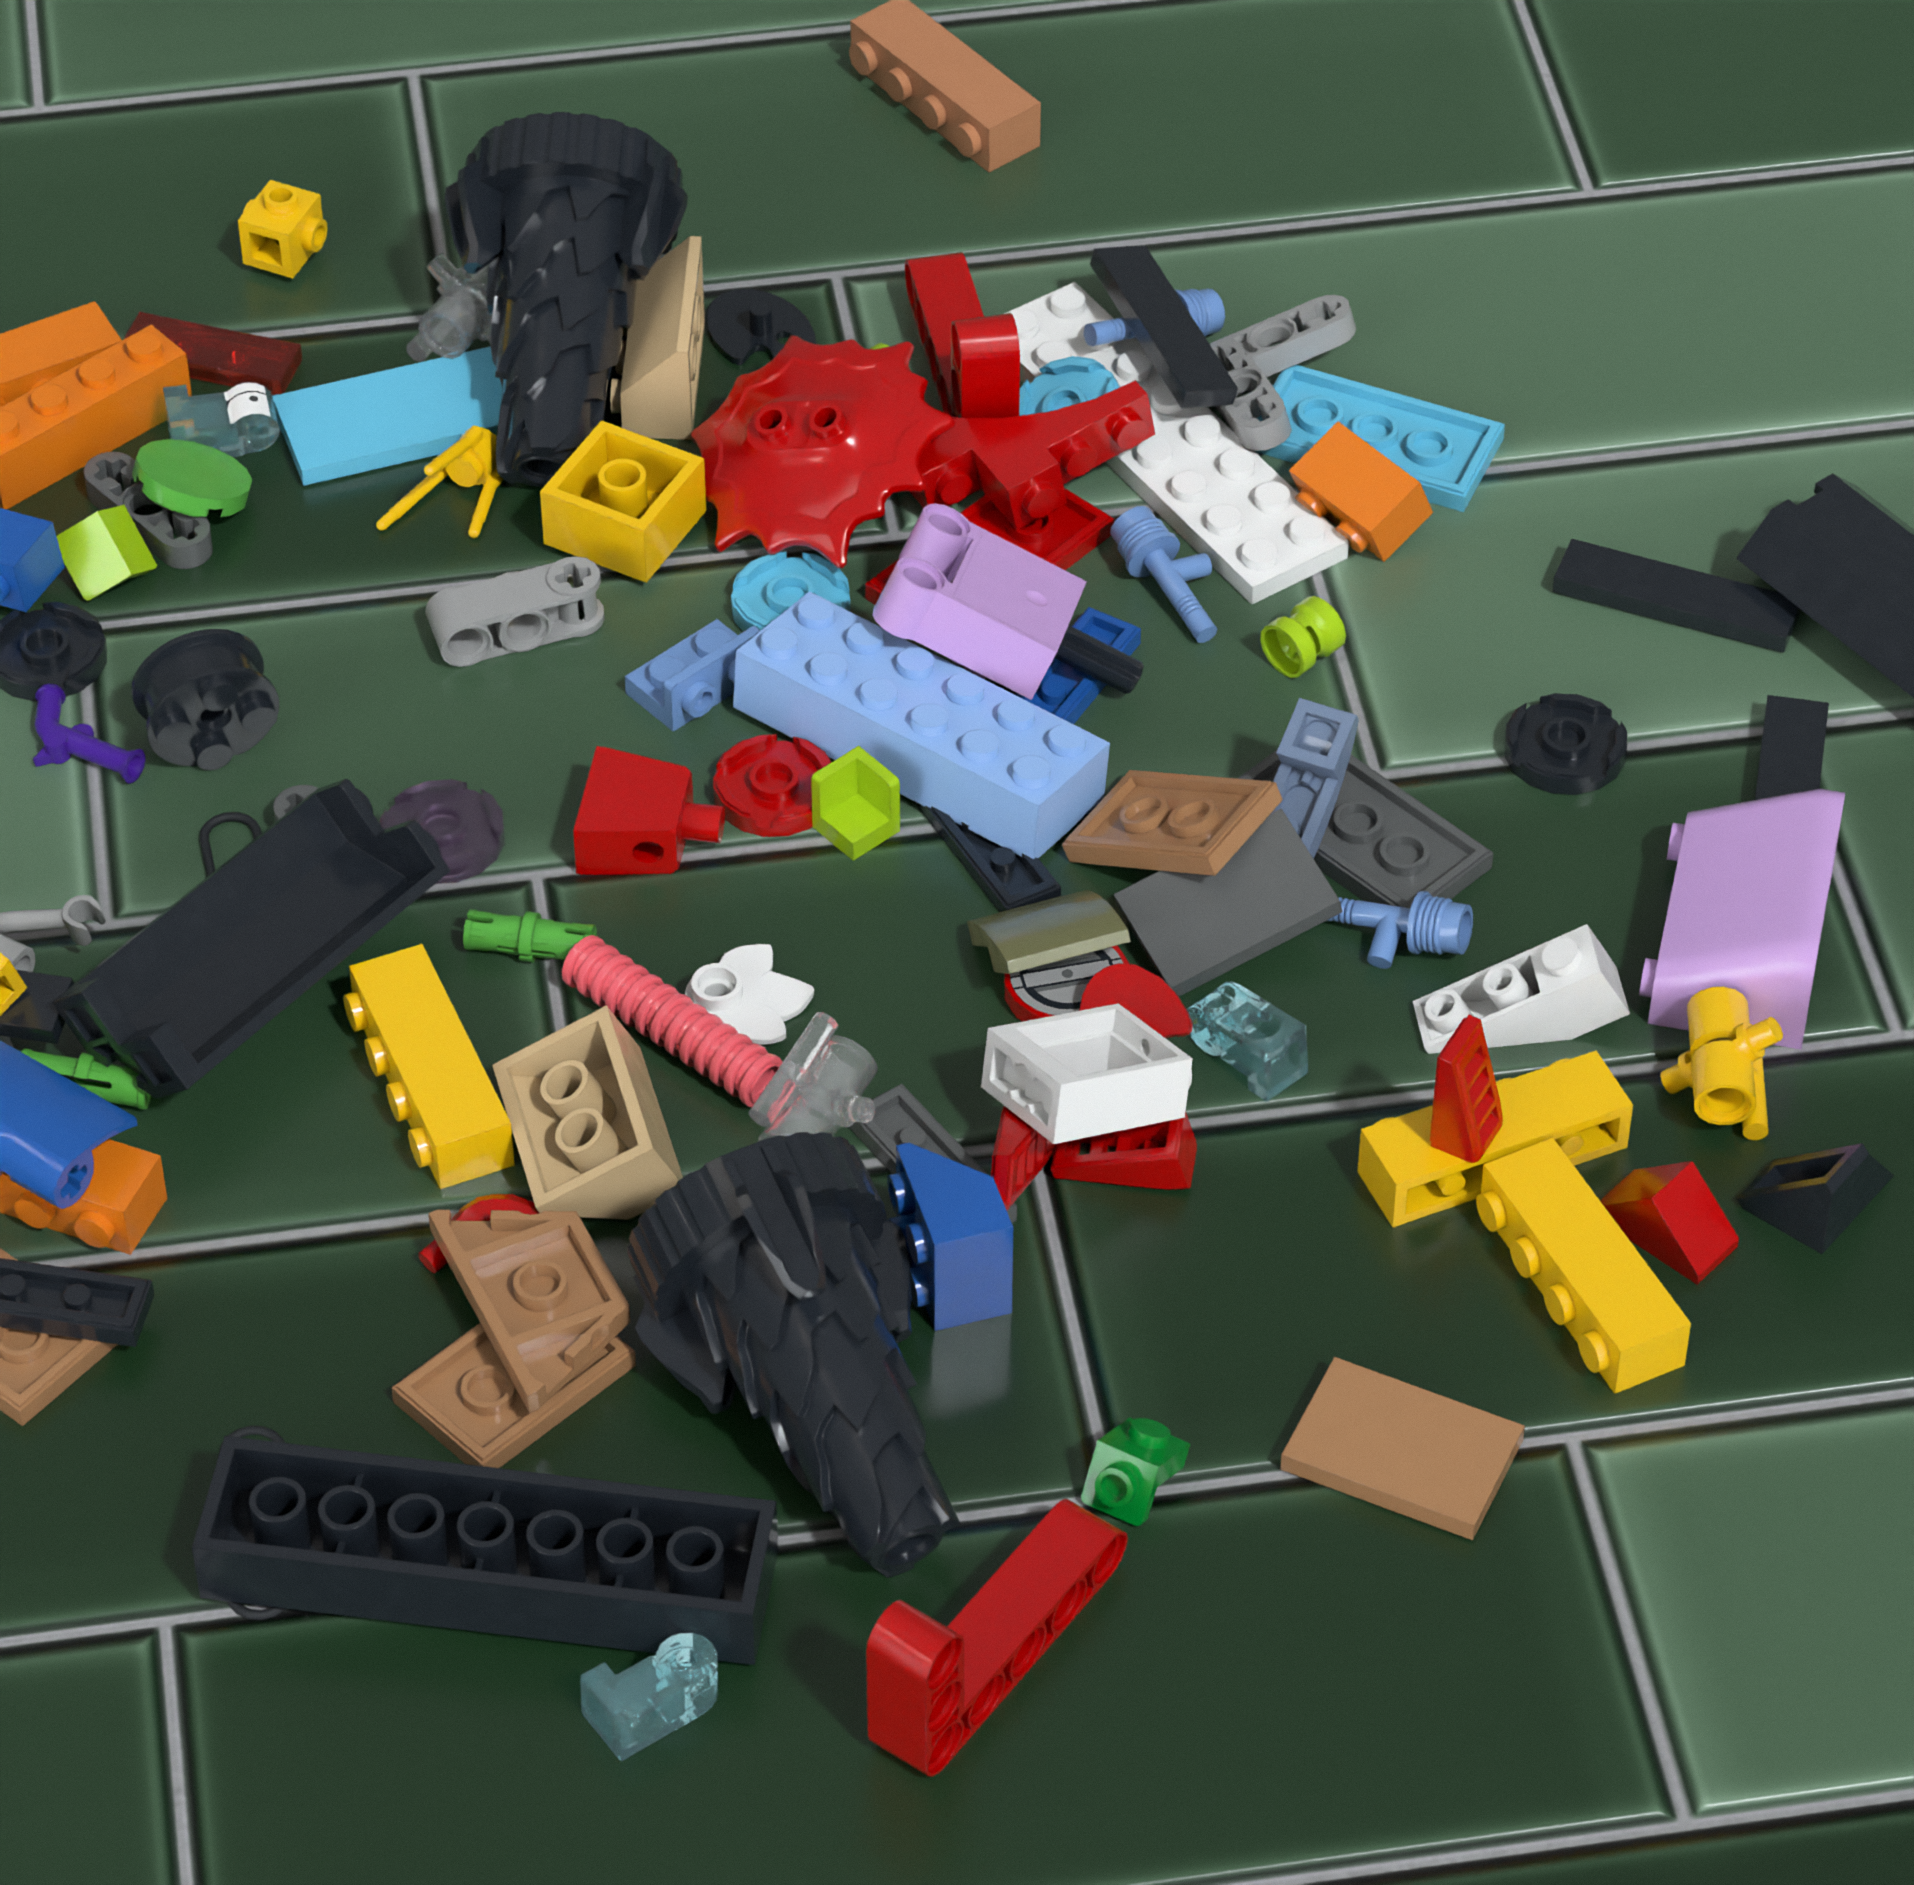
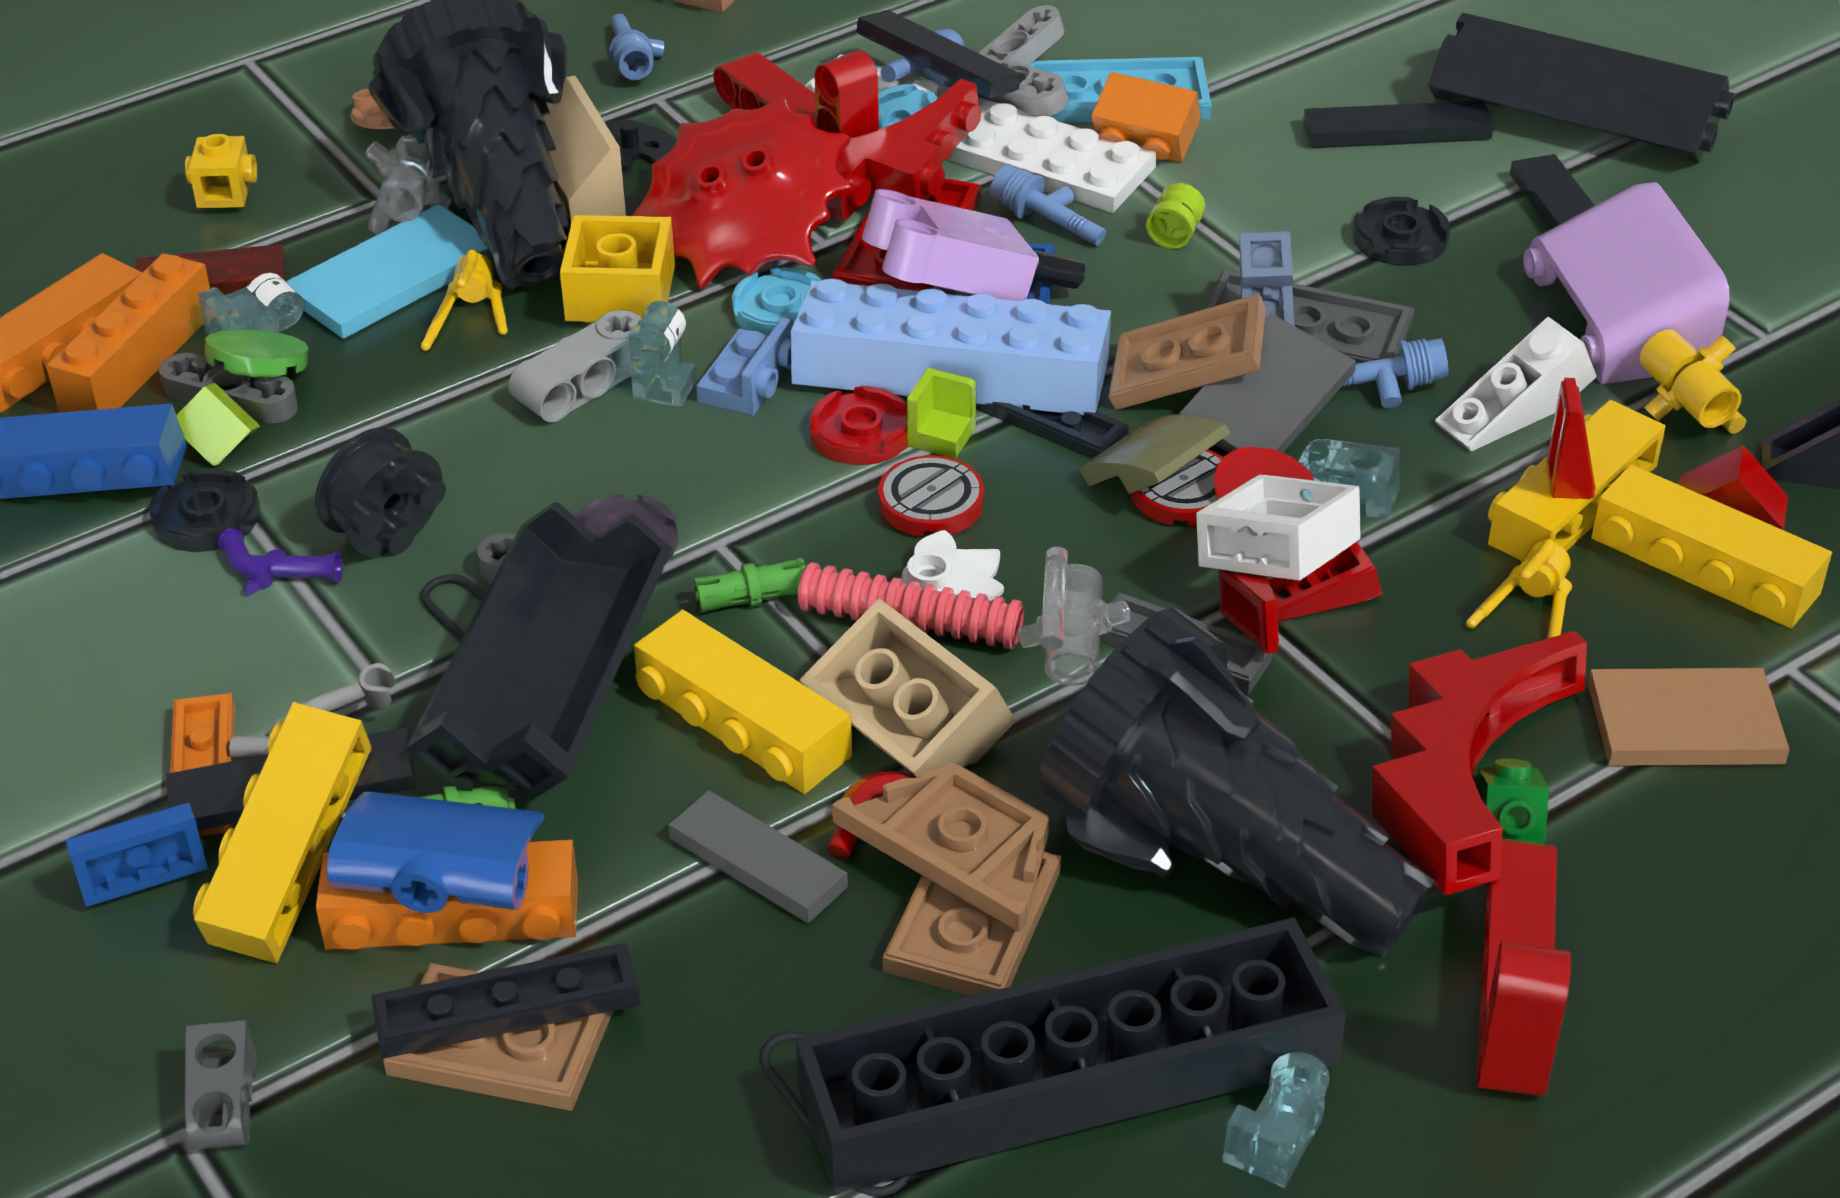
camera: 25 degrees left, 5 degrees down
(347, 1238) = (758, 856): none -> dark grey tile
(597, 630) = (657, 356): none -> clear light blue leg
(639, 816) = (780, 473): red torso -> none
(788, 897) = (931, 495): none -> tile
(835, 199) = (632, 50): none -> medium blue piece
(953, 1236) = (1275, 665): blue slope -> none
(1093, 1378) = (1452, 719): none -> red arch
(1366, 1228) = (1538, 575): none -> yellow plant

